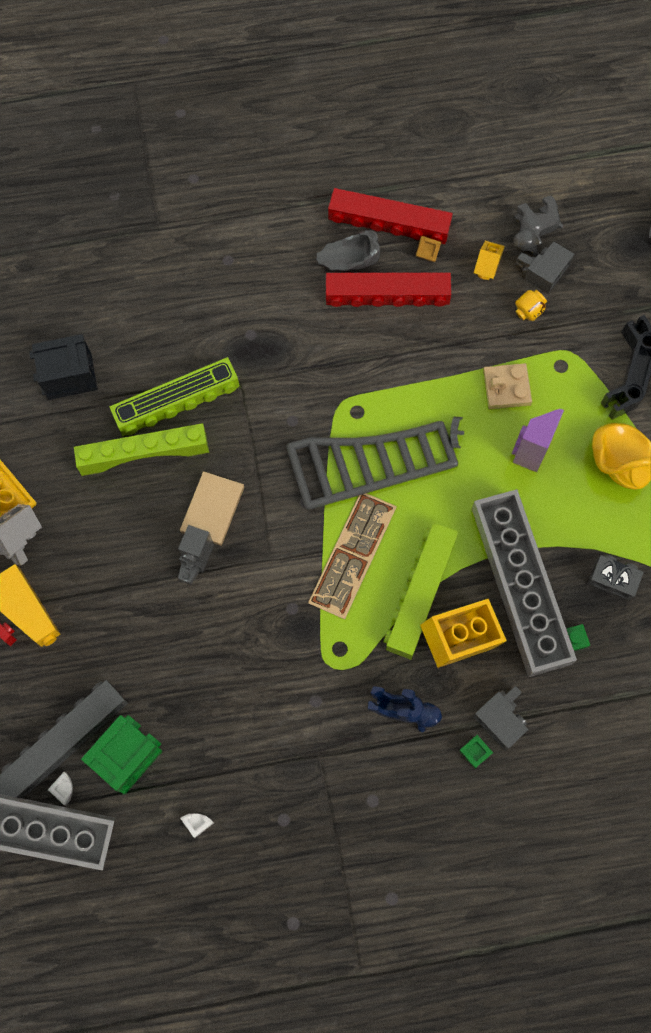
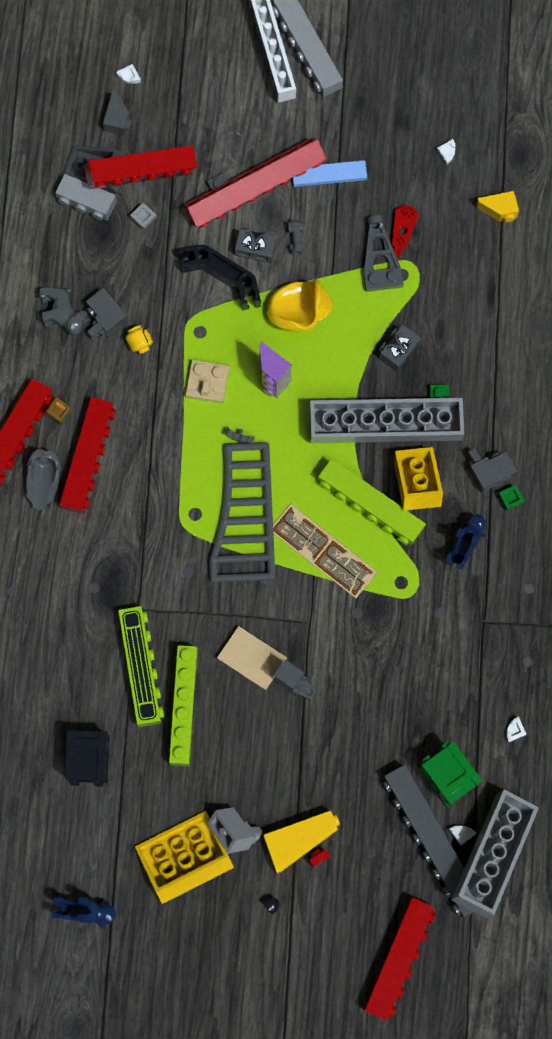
camera: 80 degrees left, 5 degrees up
(488, 260) = (83, 360): yellow slope -> none

